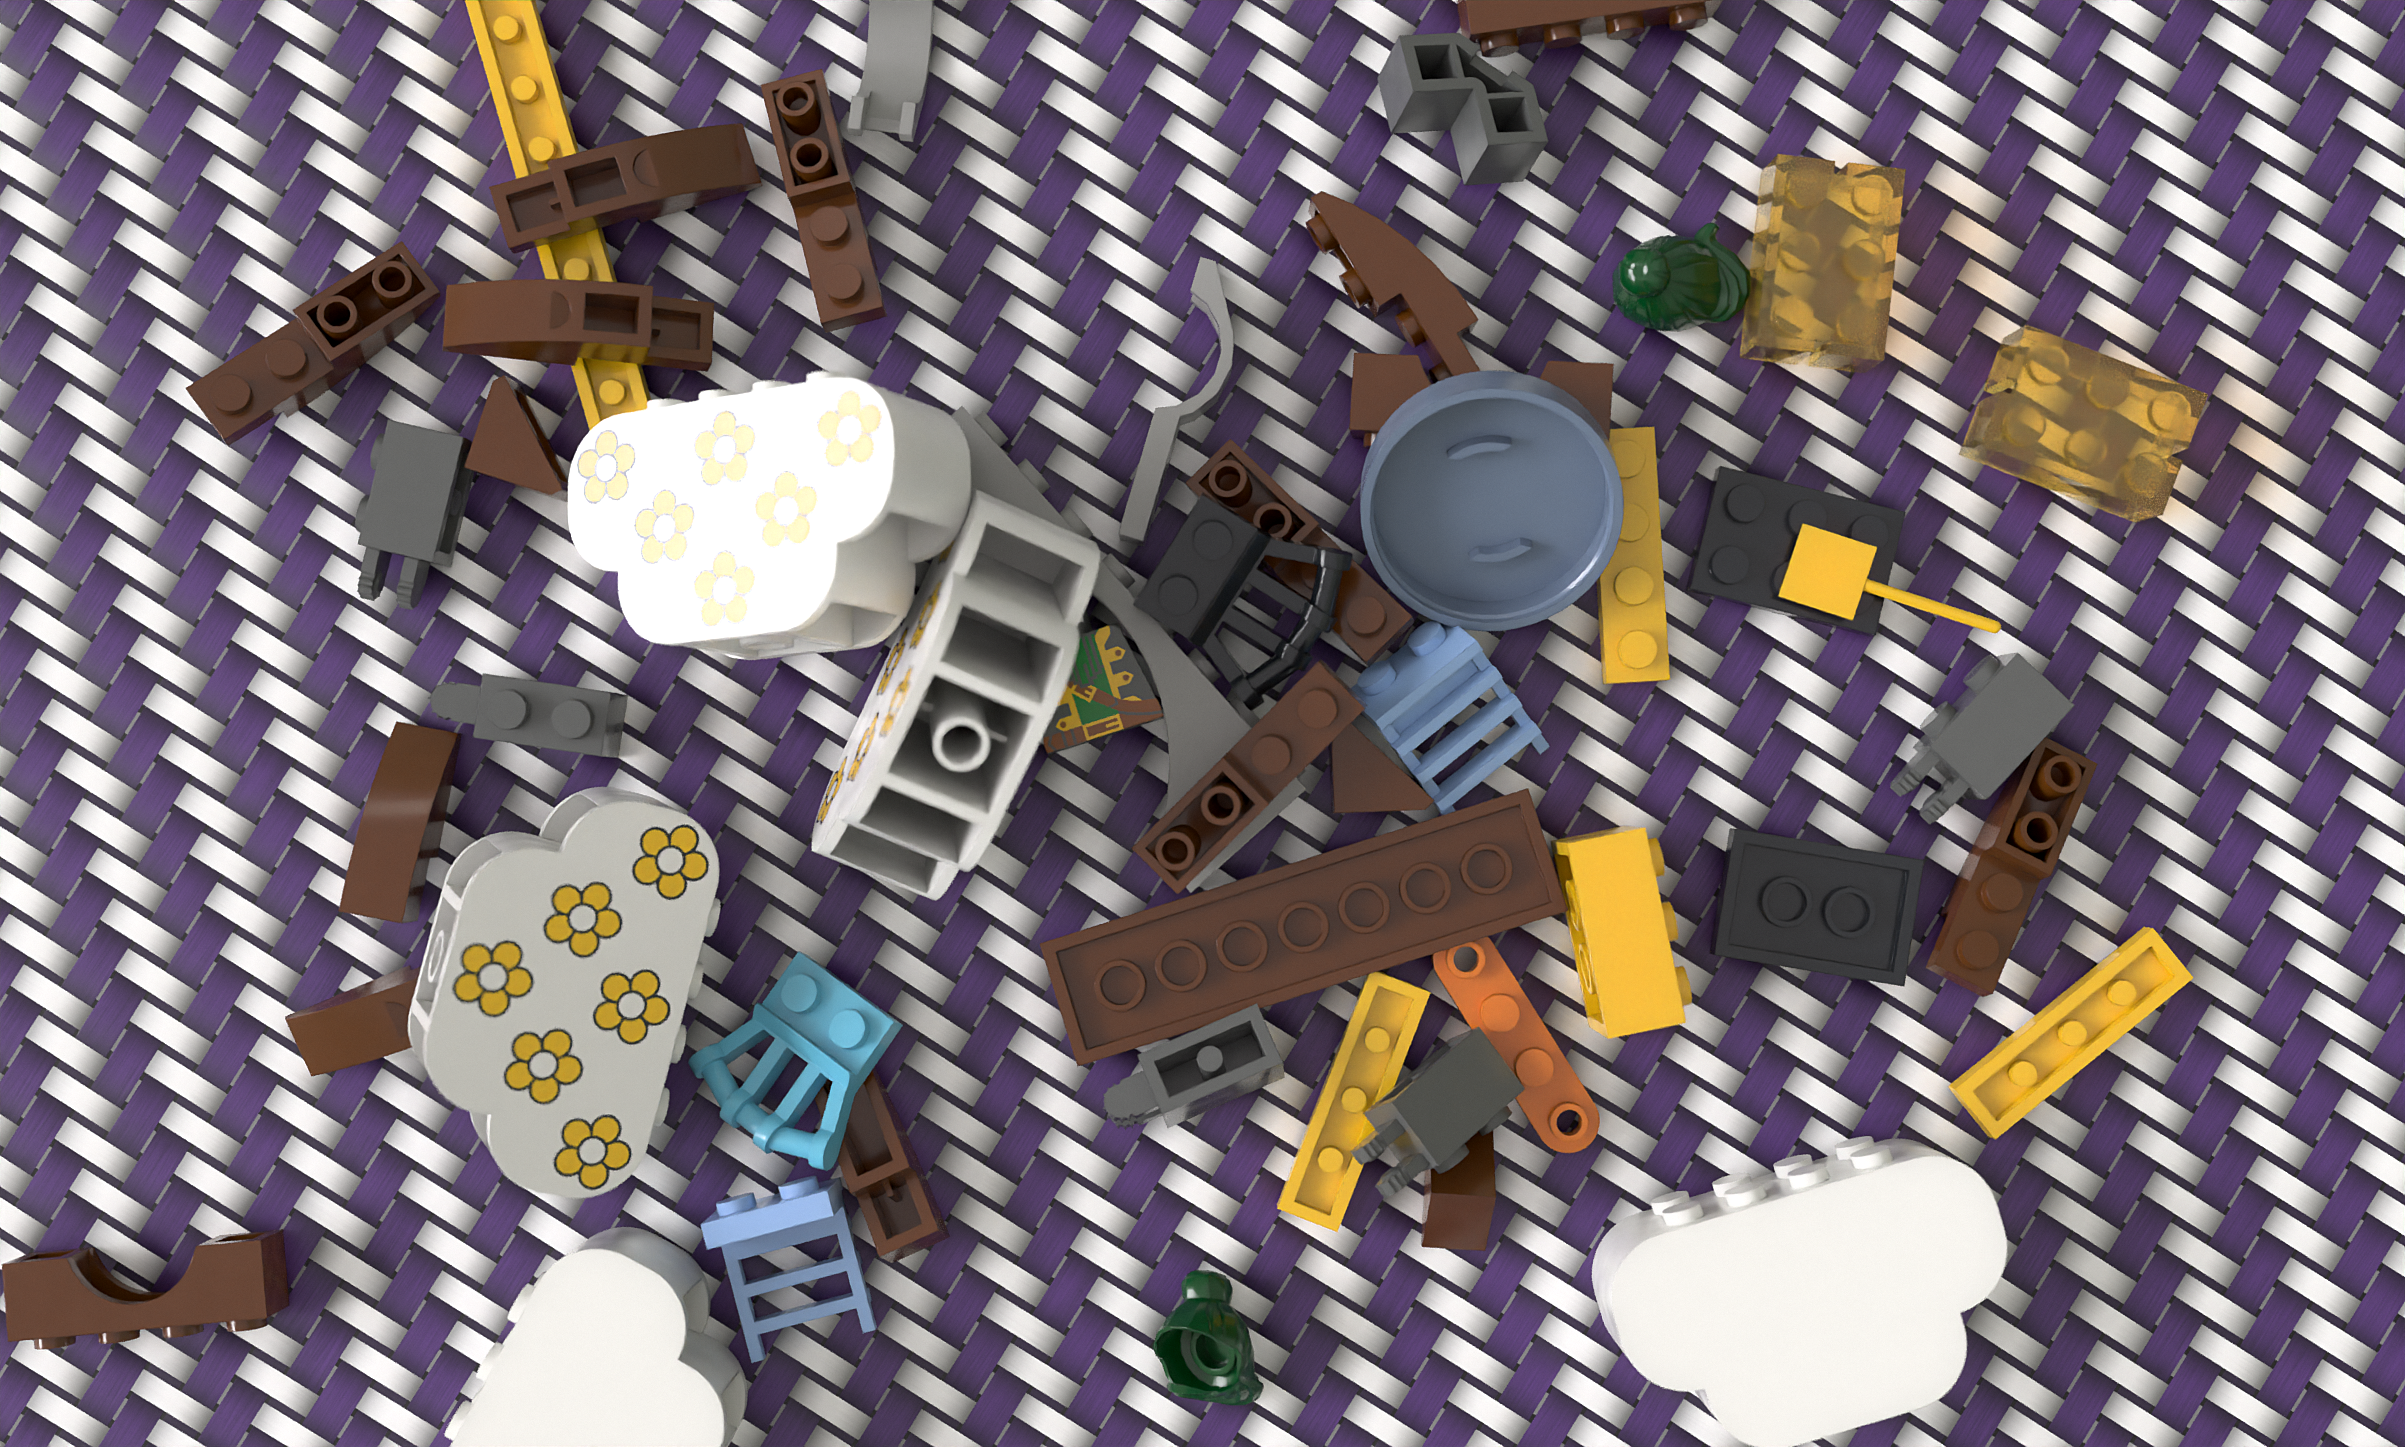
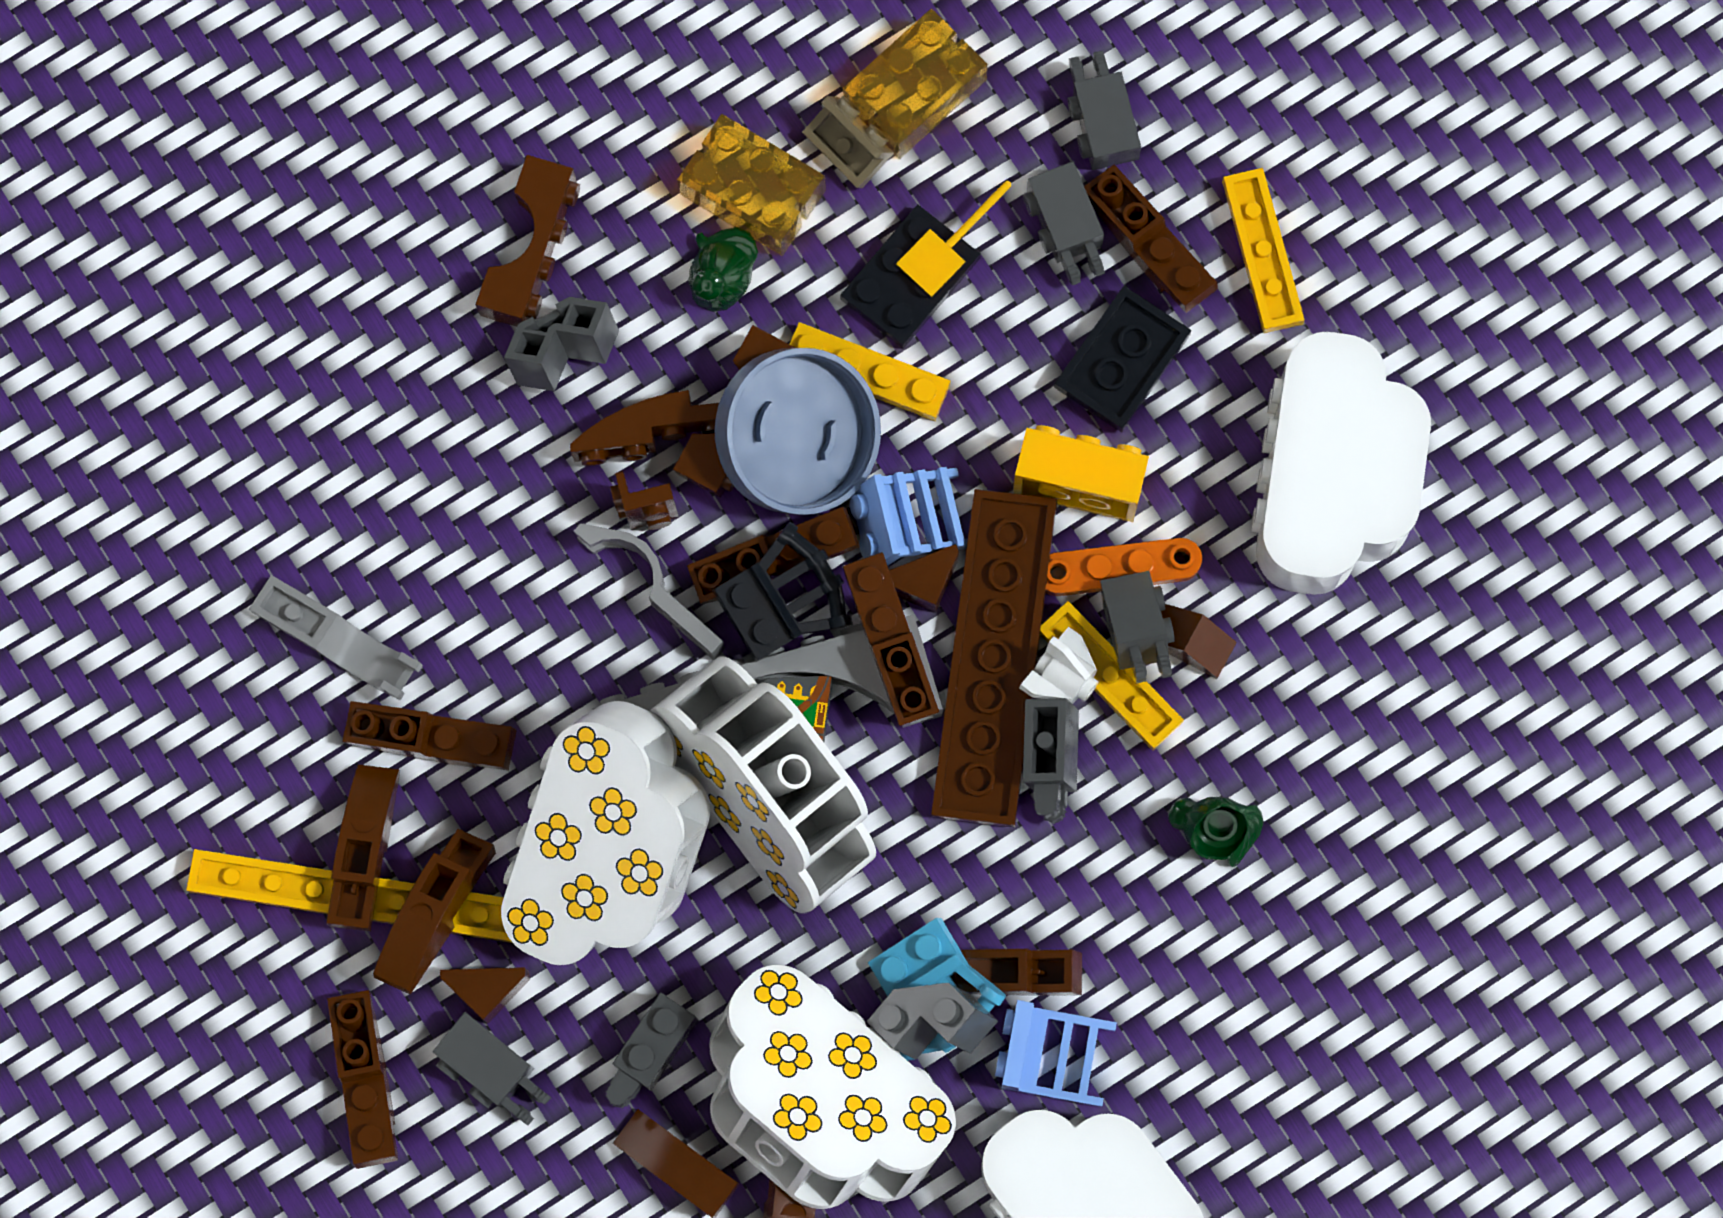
camera: 60 degrees left, 10 degrees down
(758, 1111) = (917, 1014): none -> dark grey brick
(1283, 348) = (647, 507): none -> reddish brown bracket
(1324, 1038) = (1063, 670): none -> white brick
(1951, 369) = (848, 141): none -> dark tan bracket
(2163, 714) = (1104, 115): none -> dark grey hinge

